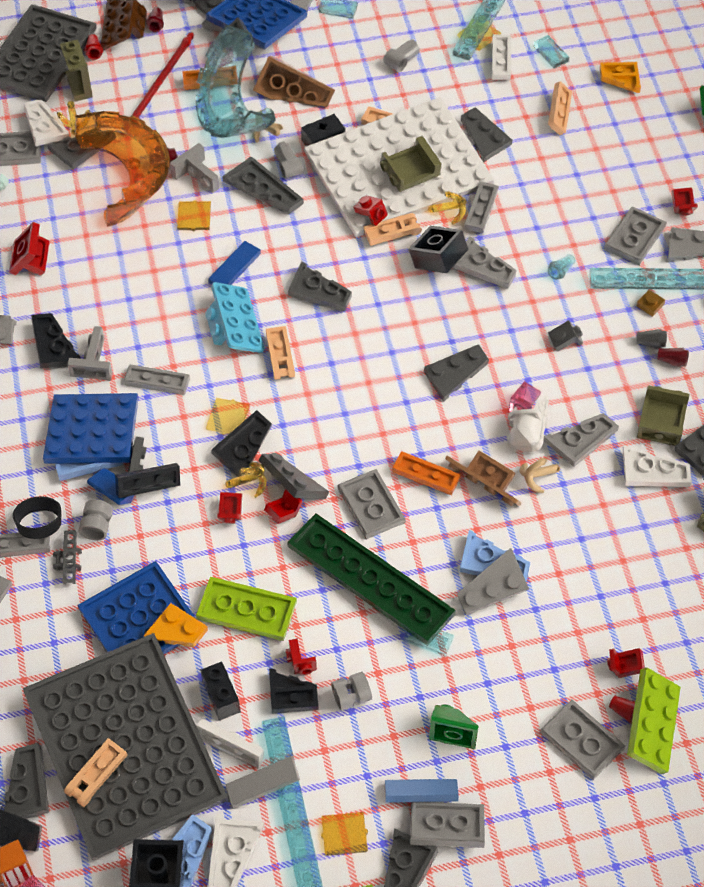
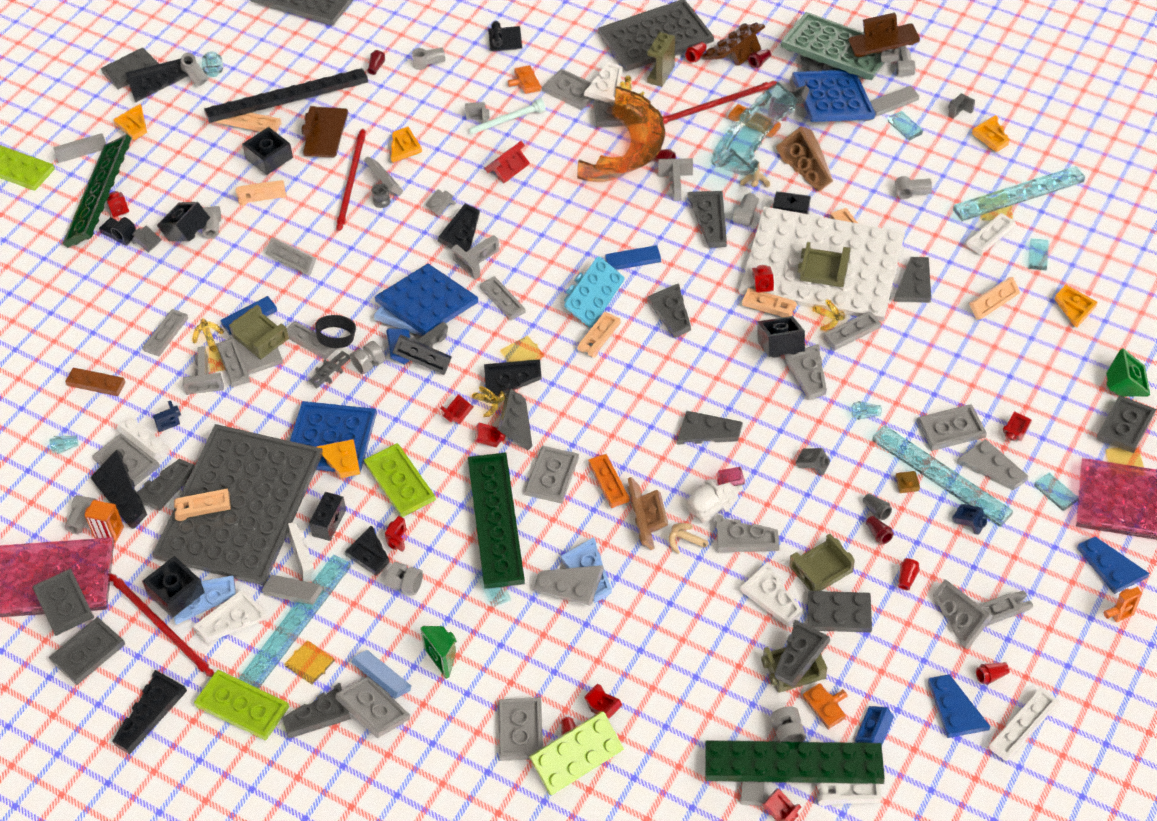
camera: 45 degrees right, 5 degrees down
(194, 215) = (643, 207): clear yellow piece -> none

